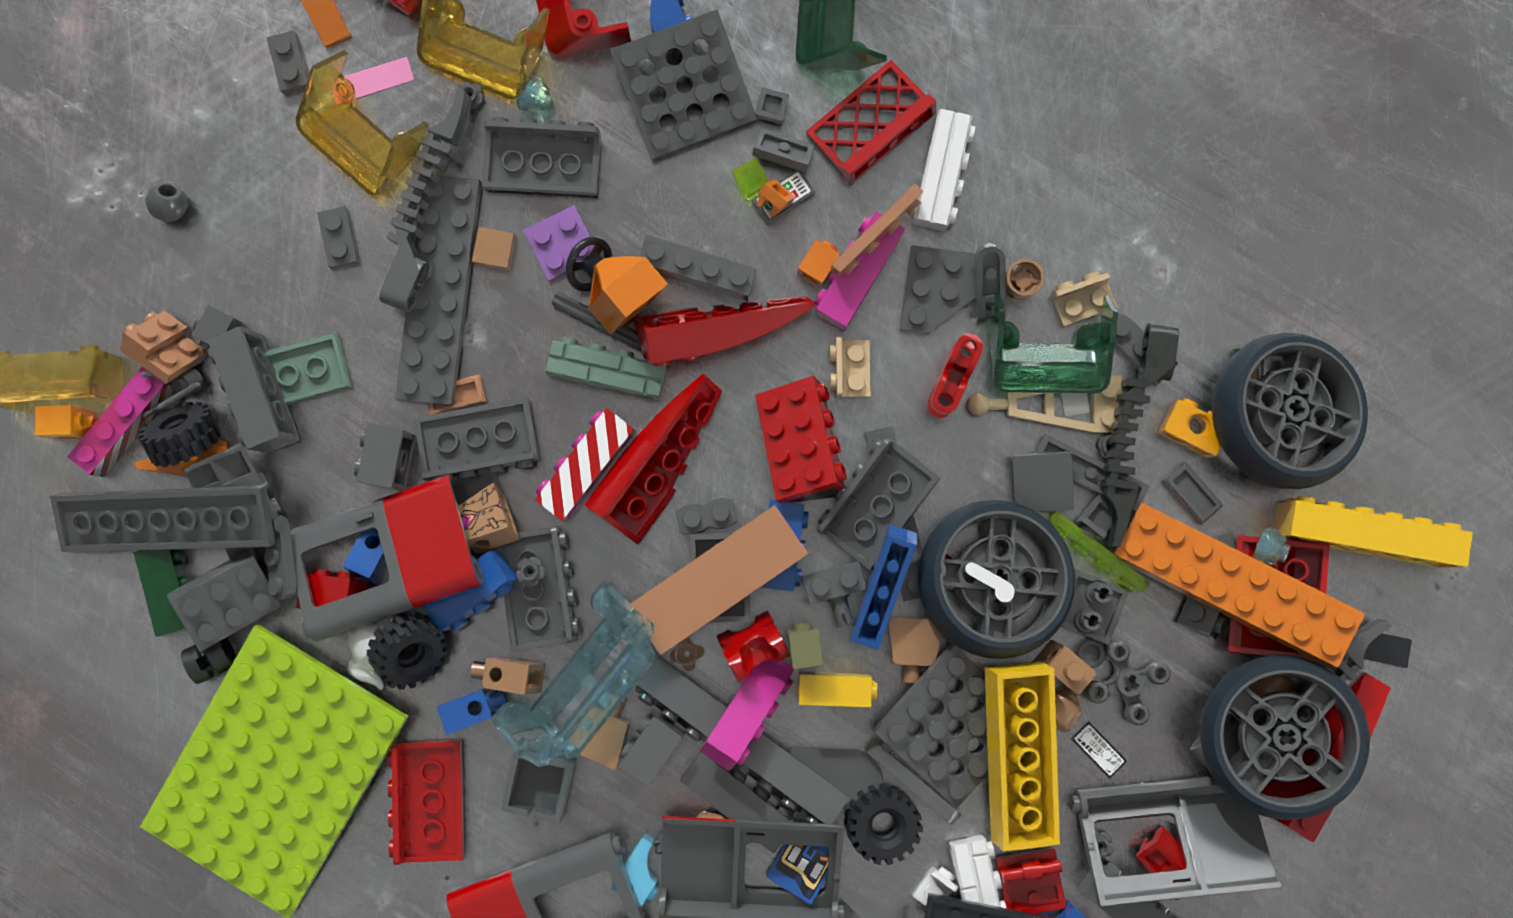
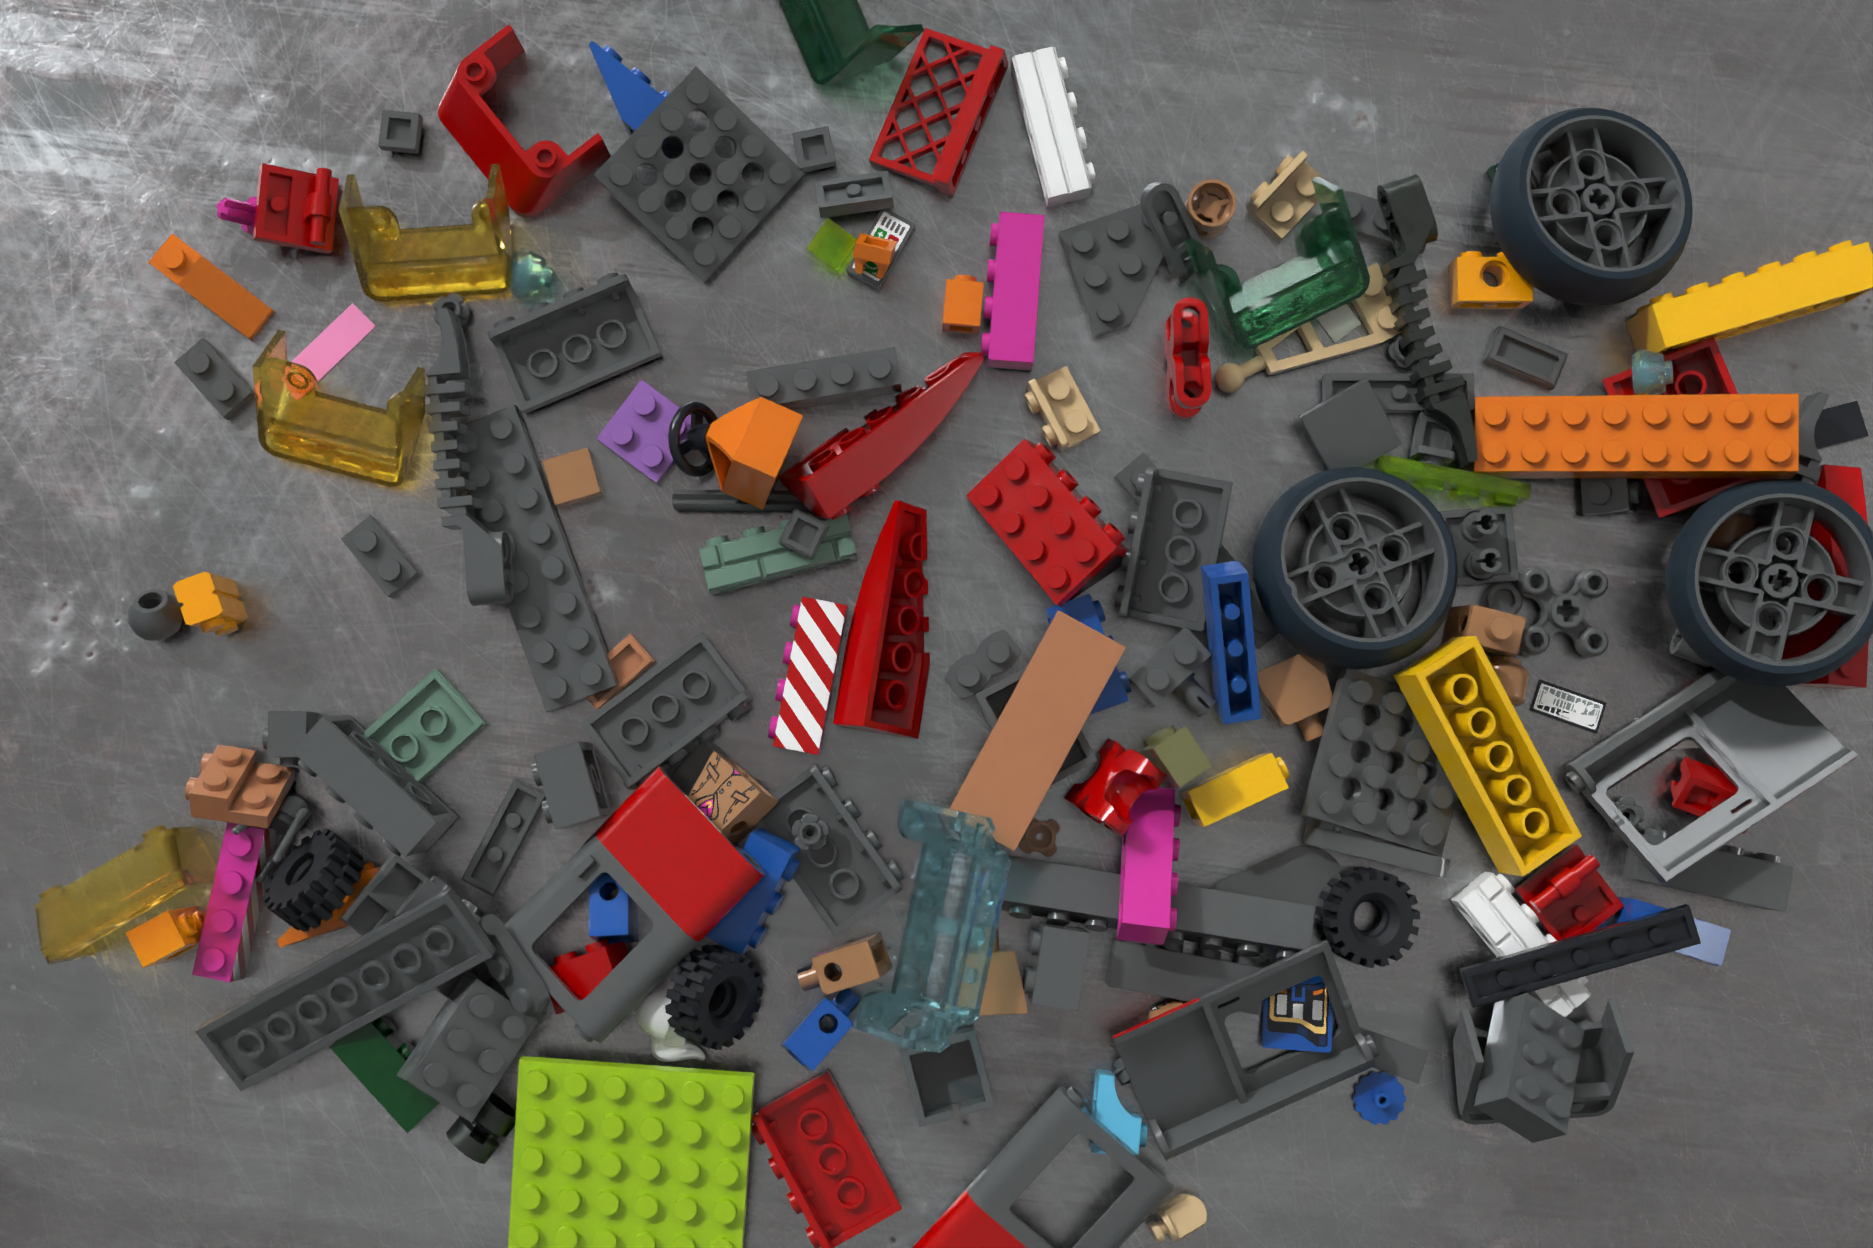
camera: 30 degrees left, 0 degrees up
(206, 212) = (210, 603): none -> light orange brick
(323, 471) = (505, 837): none -> dark grey tile
(628, 365) = (803, 534): none -> dark grey tile
(886, 223) = (1022, 219): nougat plate -> none
(935, 882) = (1460, 953): white bracket -> none
(1003, 590) = (1372, 574): white sticker -> none

